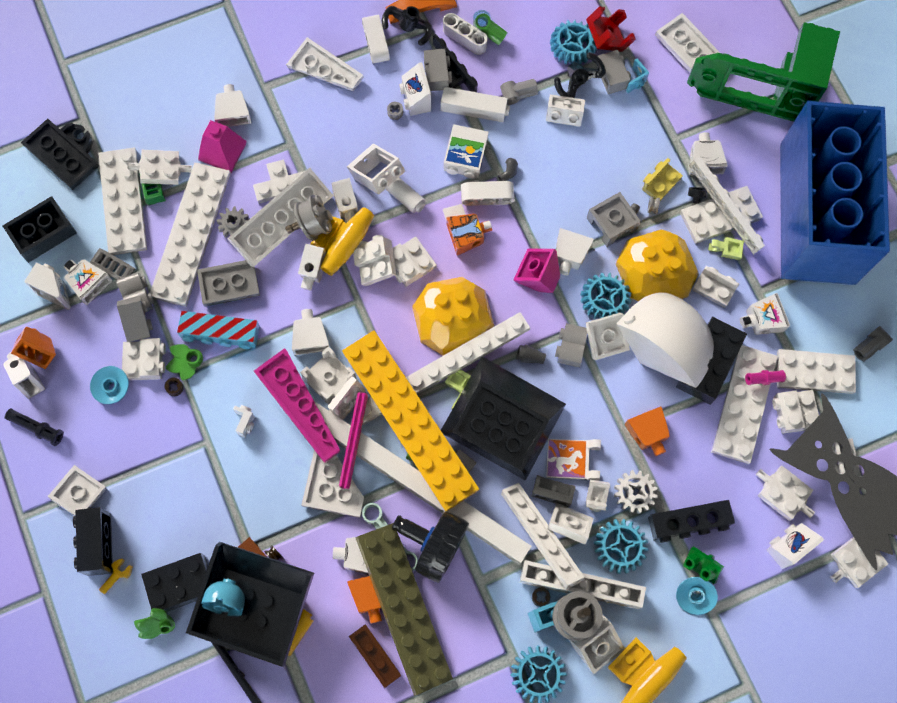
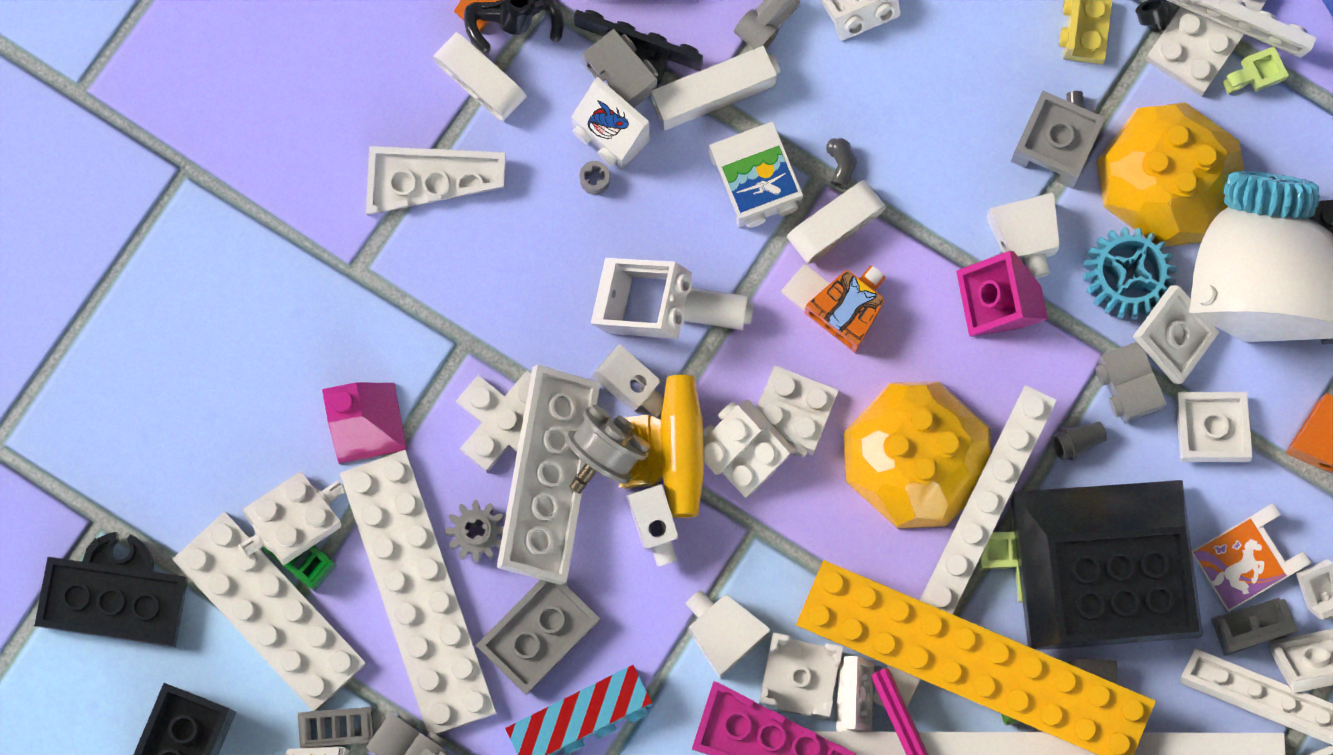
camera: 30 degrees left, 5 degrees up
(231, 108) = (333, 343): white torso -> none
(597, 389) = (1213, 427): none -> white plate
(653, 205) = (1101, 75): light grey bush -> none
(694, 299) = (1271, 194): none -> medium azure gear
(715, 286) = (1278, 146): white bracket -> none

